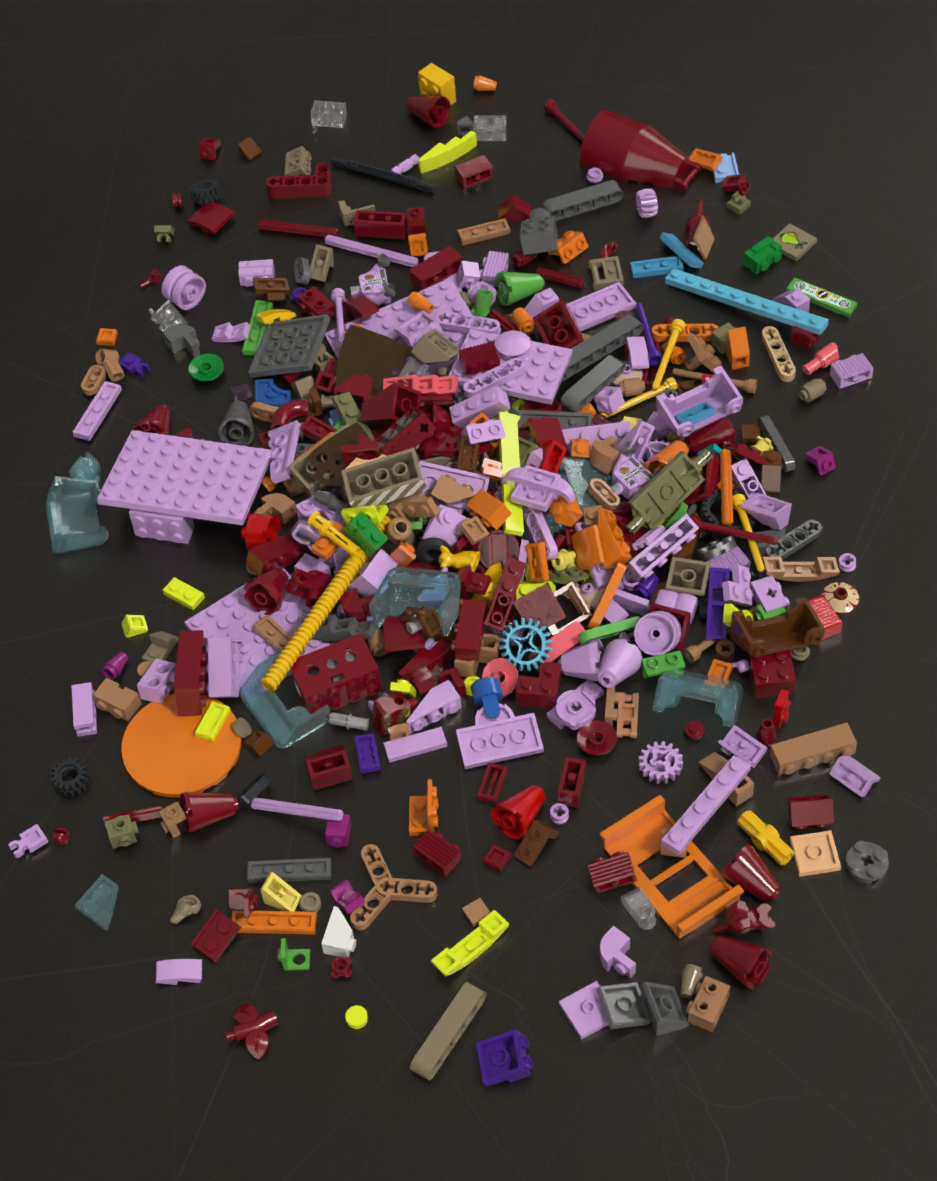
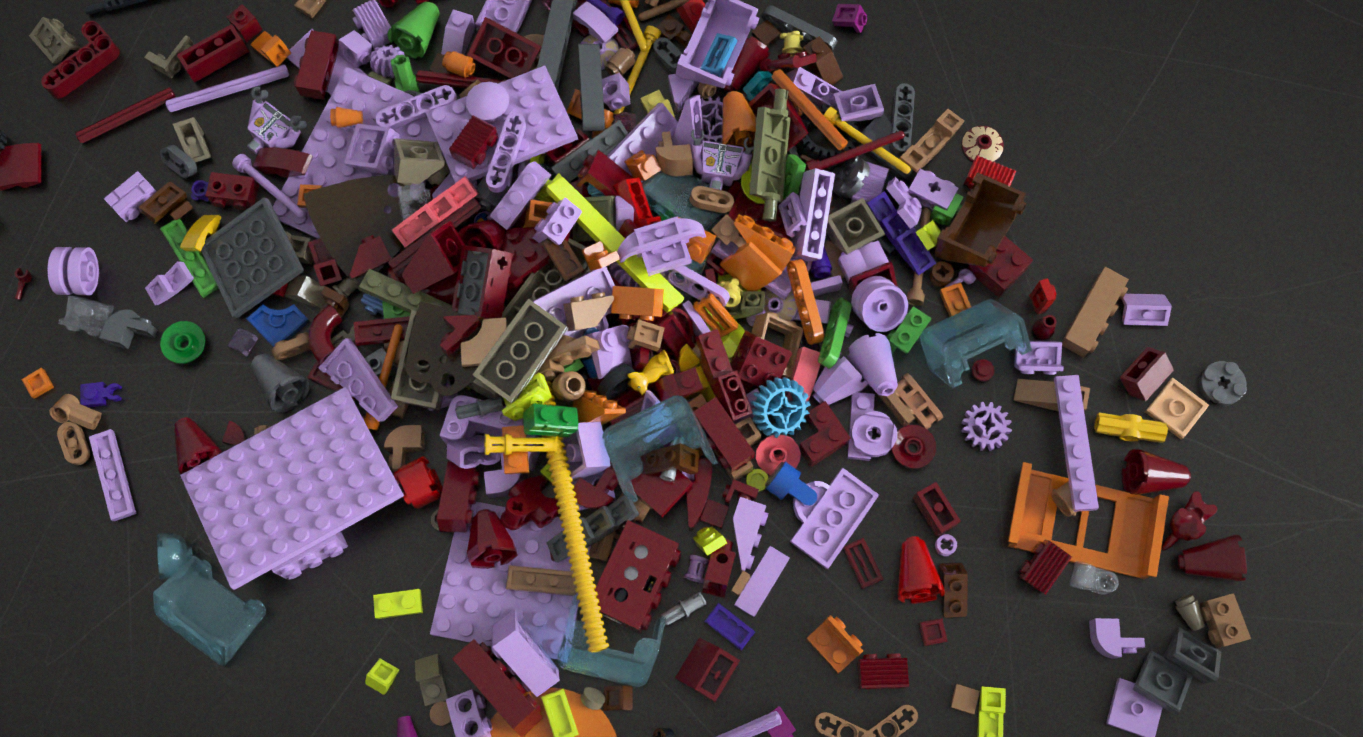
camera: 45 degrees left, 20 degrees up
(847, 557) = (960, 98): lavender bush -> none

